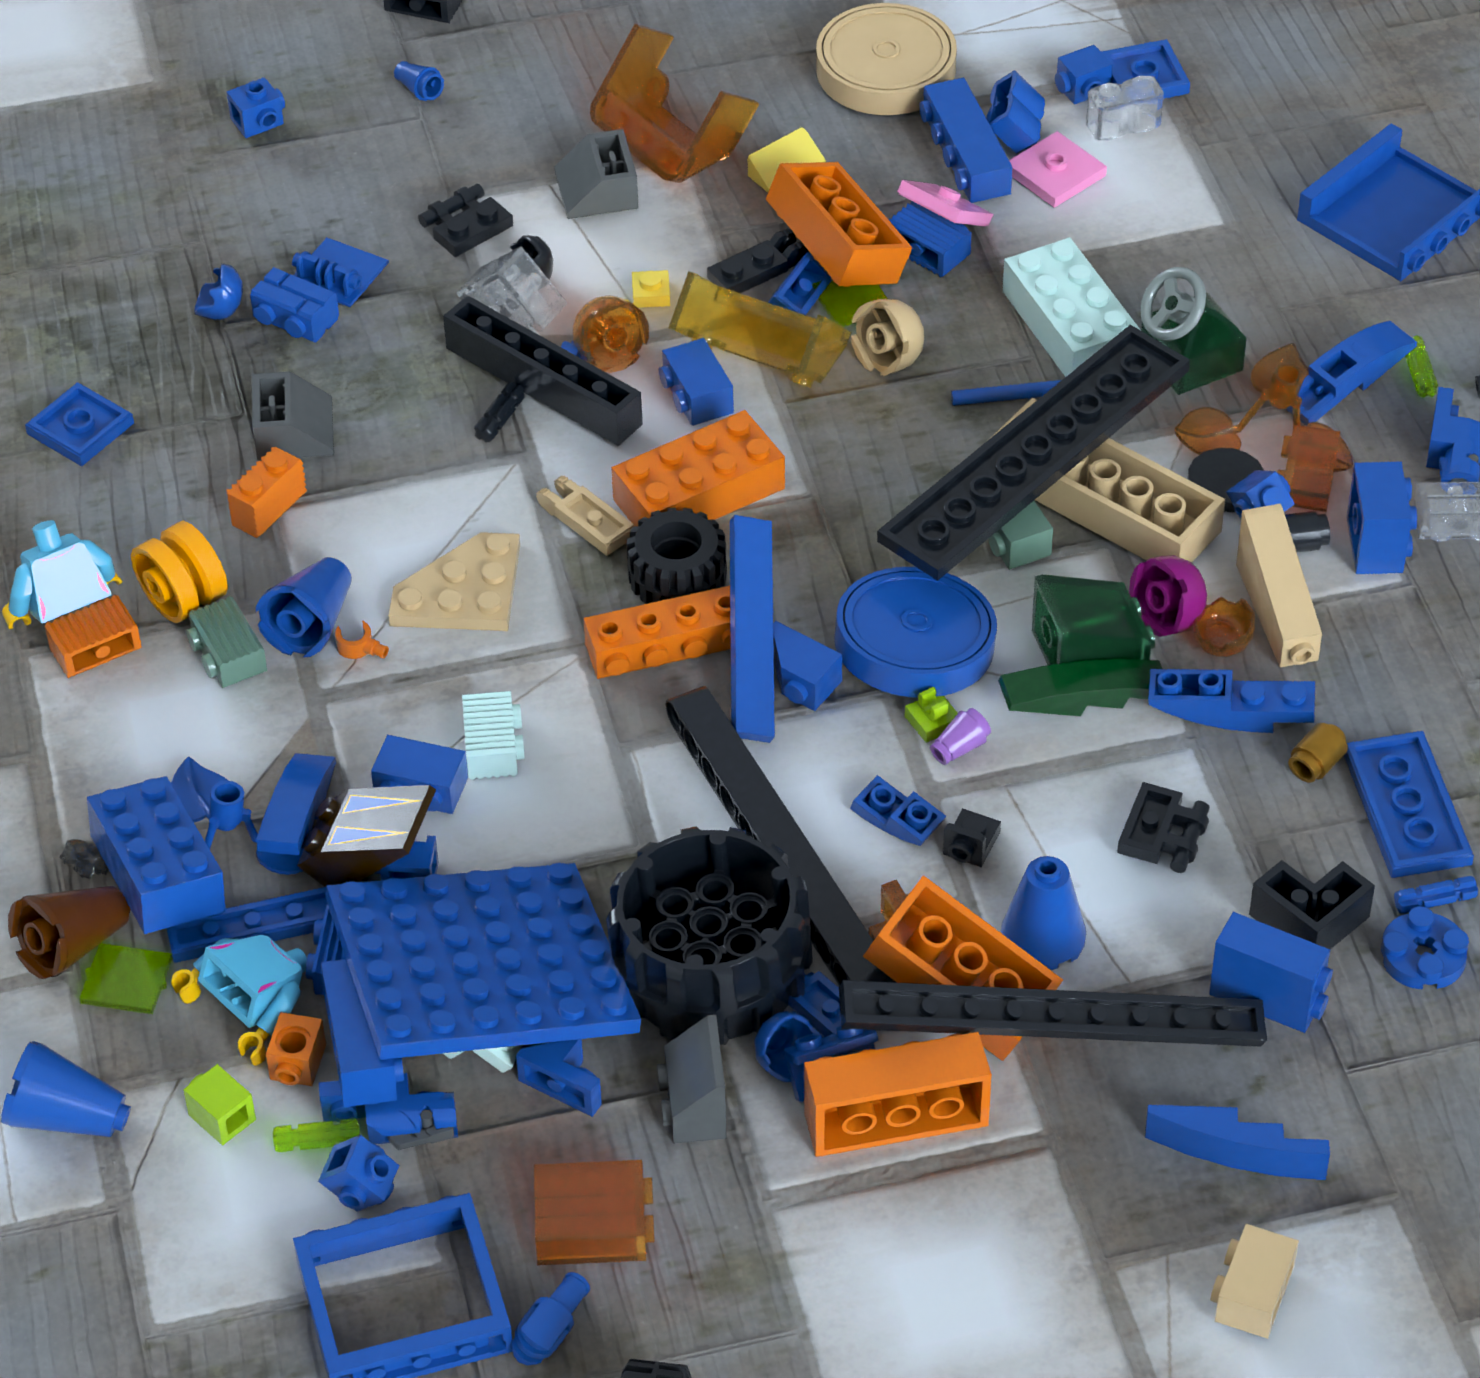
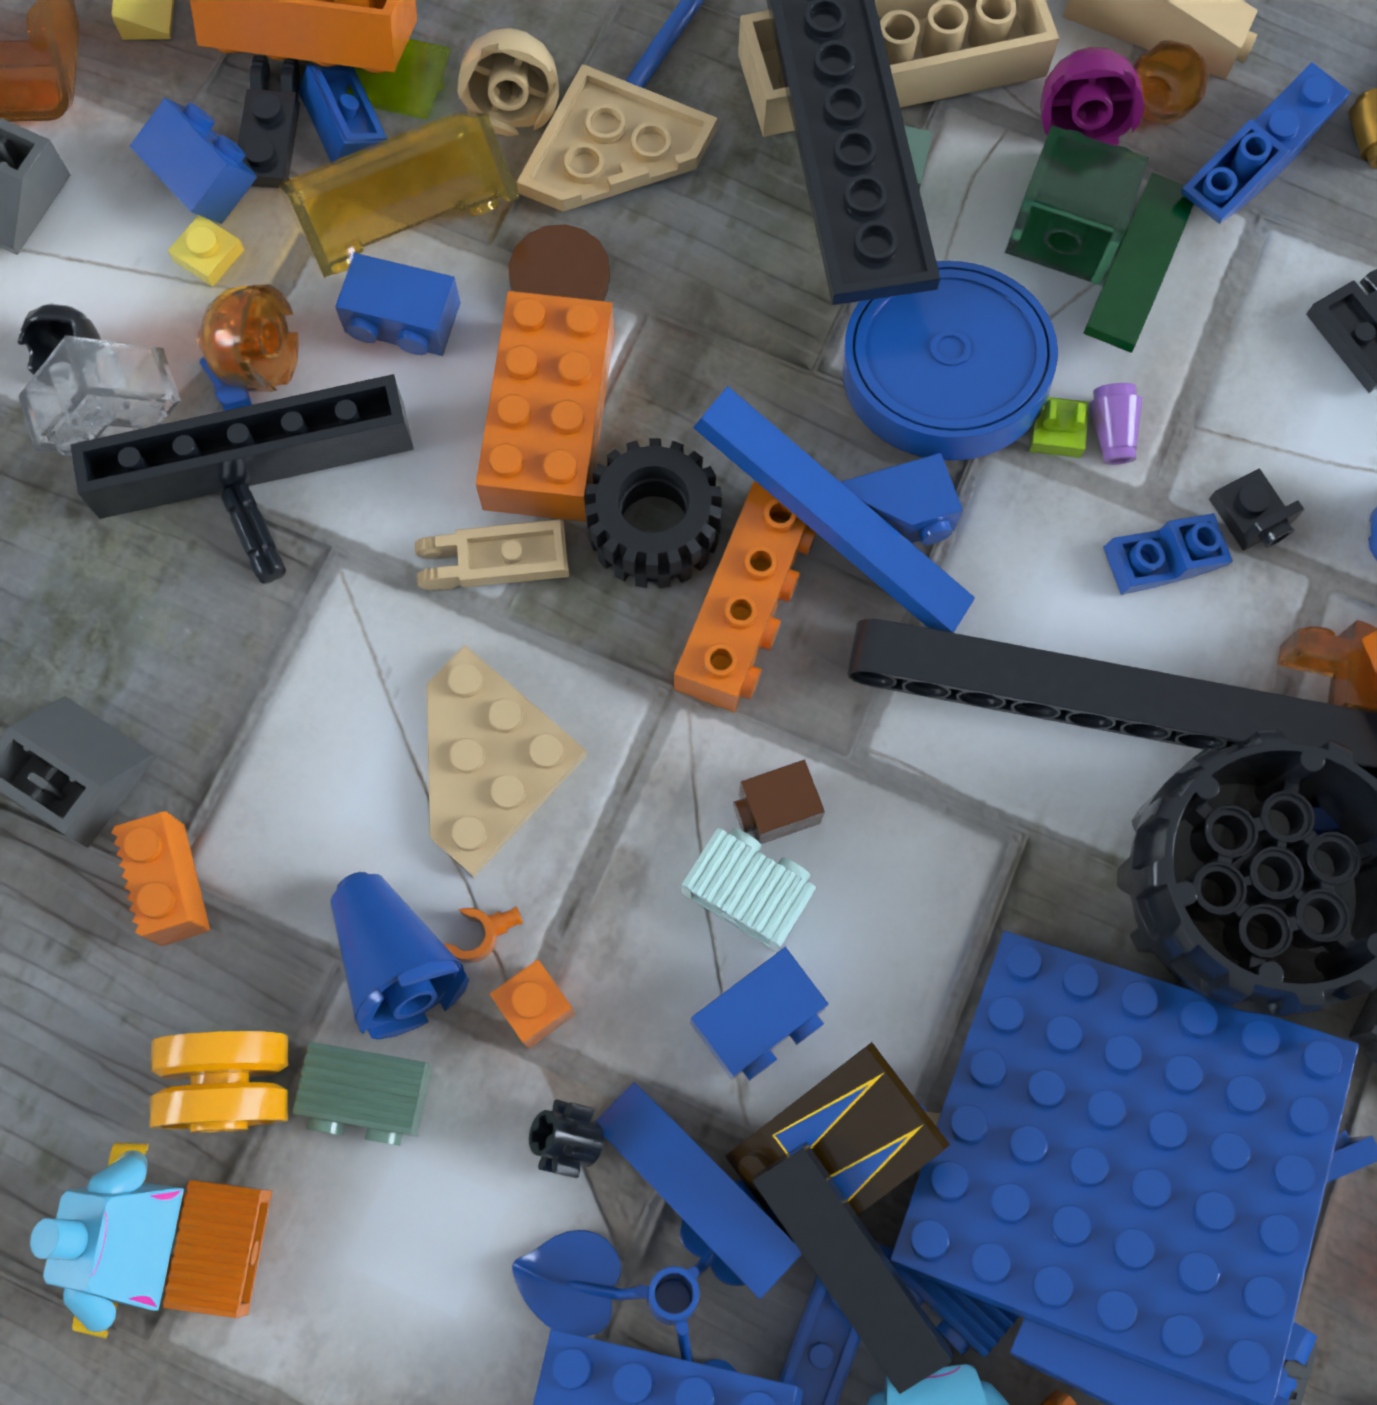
camera: 55 degrees left, 25 degrees up
(275, 736) = (566, 1138): none -> black gear
(307, 866) = (853, 1268): none -> black tile
(337, 680) = (532, 1004): none -> orange brick
(555, 718) = (779, 803): none -> reddish brown brick
(693, 242) = (193, 160): none -> blue brick
(800, 436) = (560, 263): none -> reddish brown tile
(903, 406) = (612, 141): none -> tan plate

